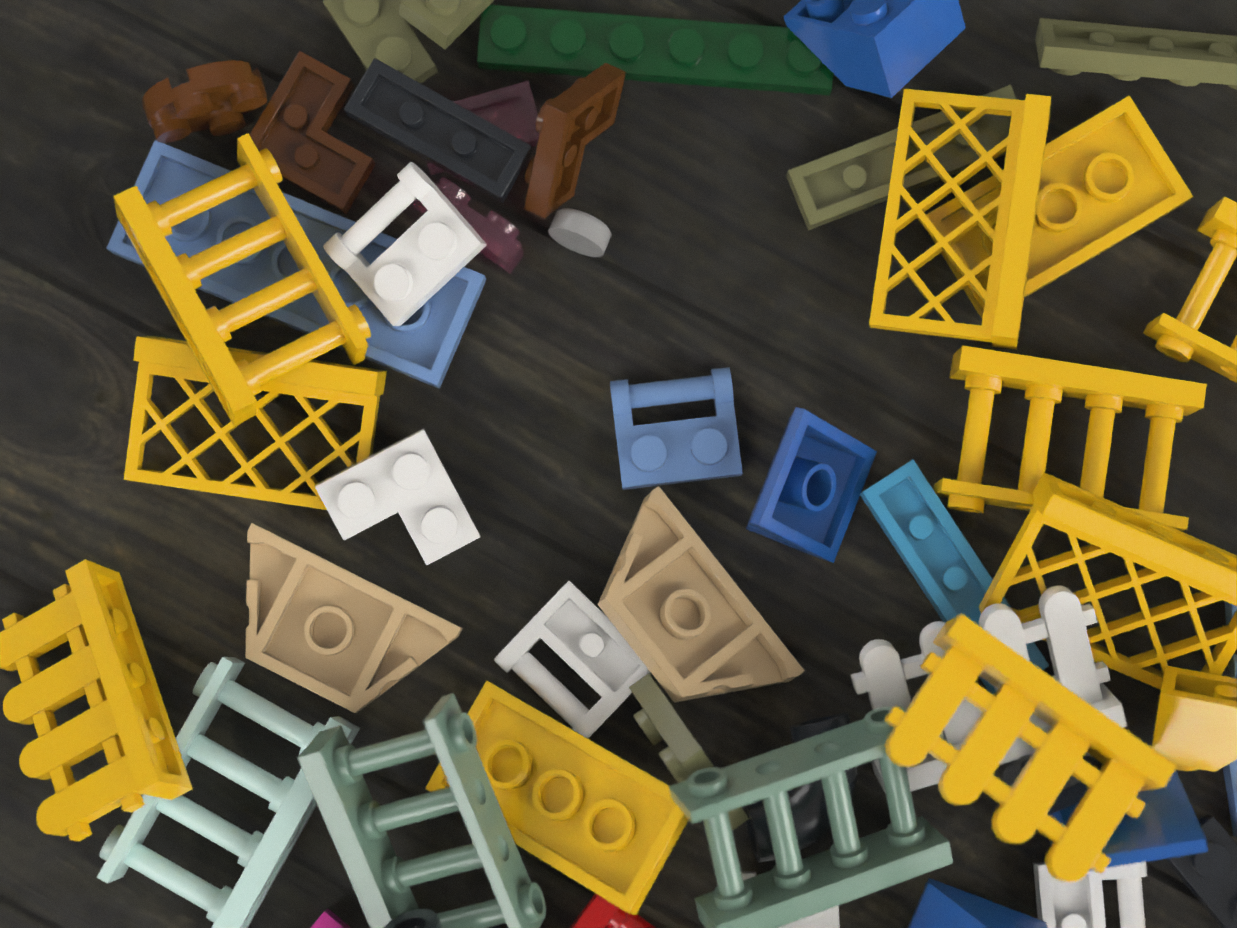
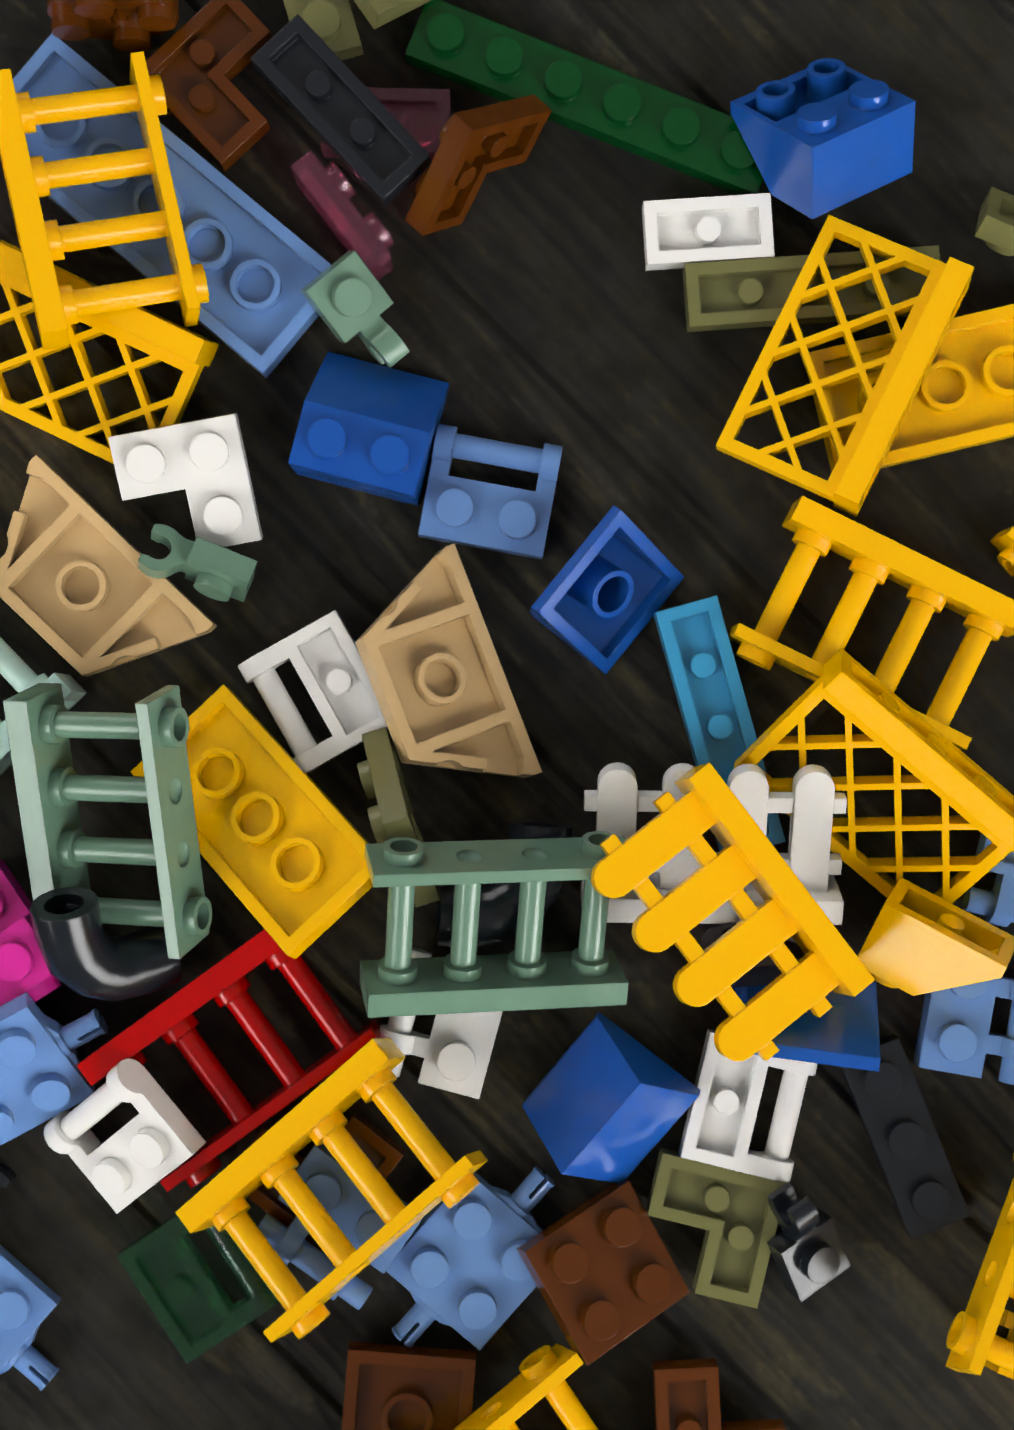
camera: 10 degrees right, 5 degrees up
(419, 259) = (283, 236): white plate -> none
(444, 576) = (212, 568): none -> sand green plate
(498, 298) = (351, 304): none -> sand green plate
(548, 405) = (368, 428): none -> blue slope
(580, 232) = (455, 262): light grey tile -> none
(797, 134) = (706, 230): none -> white plate

